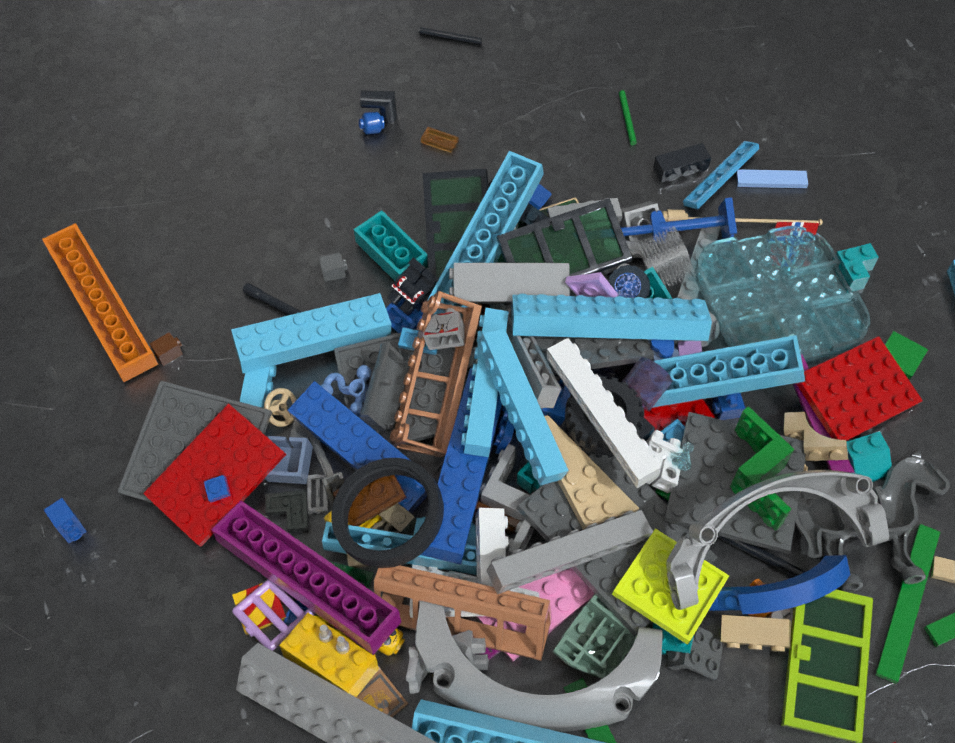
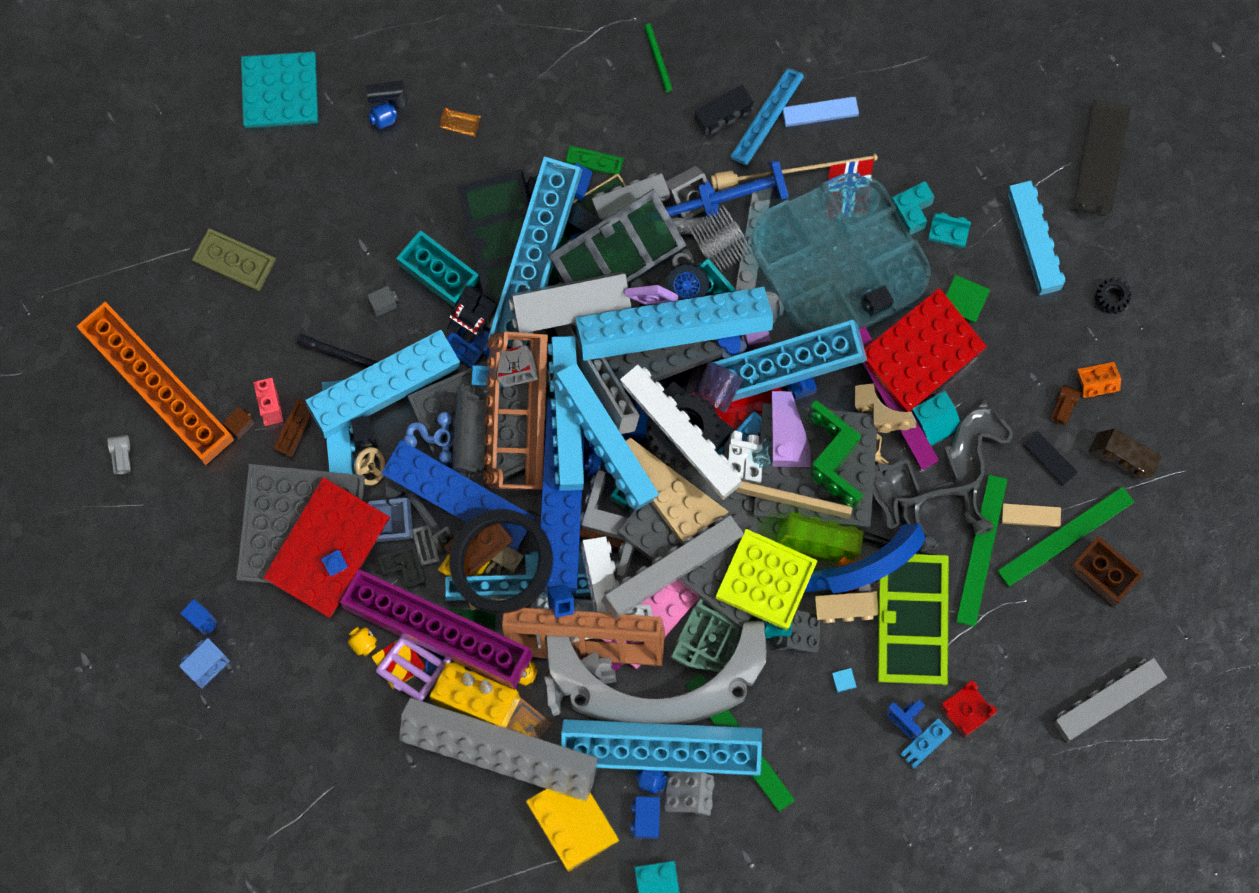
camera: 10 degrees left, 15 degrees up
(45, 355) = (119, 449): none -> light grey piece
(54, 568) = (204, 662): none -> medium blue brick
(199, 331) = (268, 401): none -> coral hips
(207, 215) = (233, 259): none -> olive tile
(216, 364) = (293, 429): none -> reddish brown plate
(226, 576) = (362, 641): none -> yellow head
(282, 373) = (364, 433): none -> black brick
(287, 94) = (279, 90): none -> teal plate
(442, 564) = (560, 601): none -> blue brick
(560, 188) = (594, 160): none -> green tile
(706, 504) = (794, 499): none -> tan tile
(711, 445) = (789, 438): none -> lavender wedge
(742, 716) = (844, 680): none -> medium azure tile
(744, 557) = (819, 538): none -> clear neon green brick
(816, 336) = (877, 301): none -> black brick
(845, 490) = (914, 468): light grey panel -> none
(889, 291) = (949, 230): none -> teal bracket

